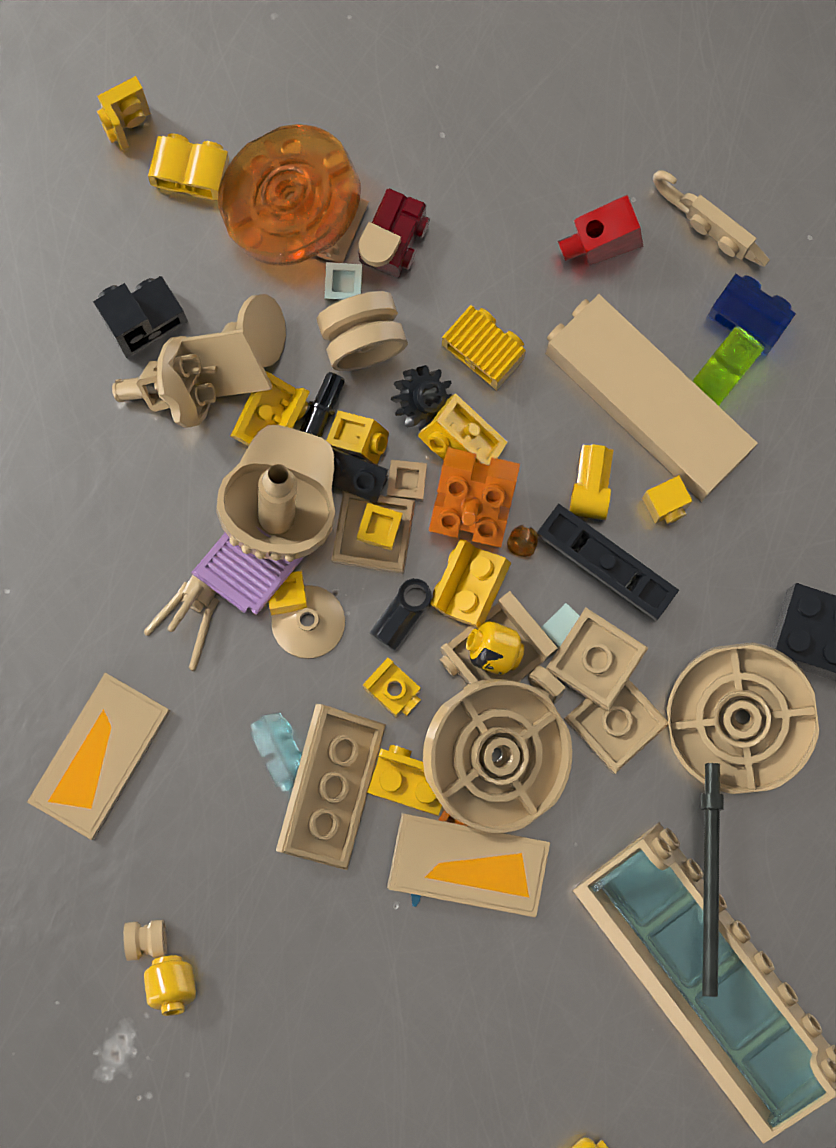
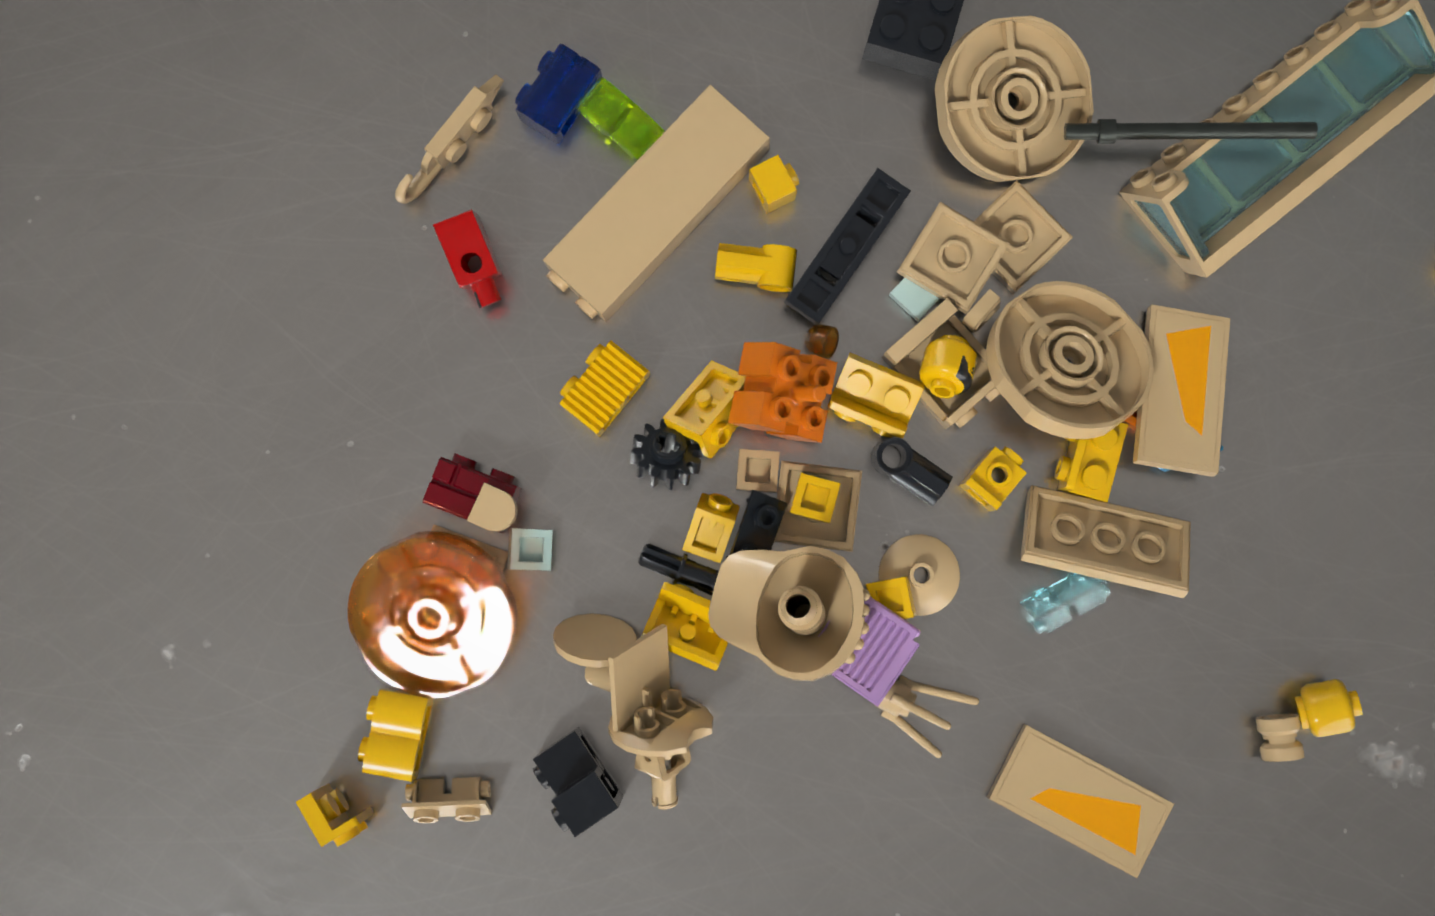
camera: 90 degrees left, 5 degrees up
(127, 222) = (431, 802): none -> tan hinge
(362, 331) = (588, 526): tan wheel -> none

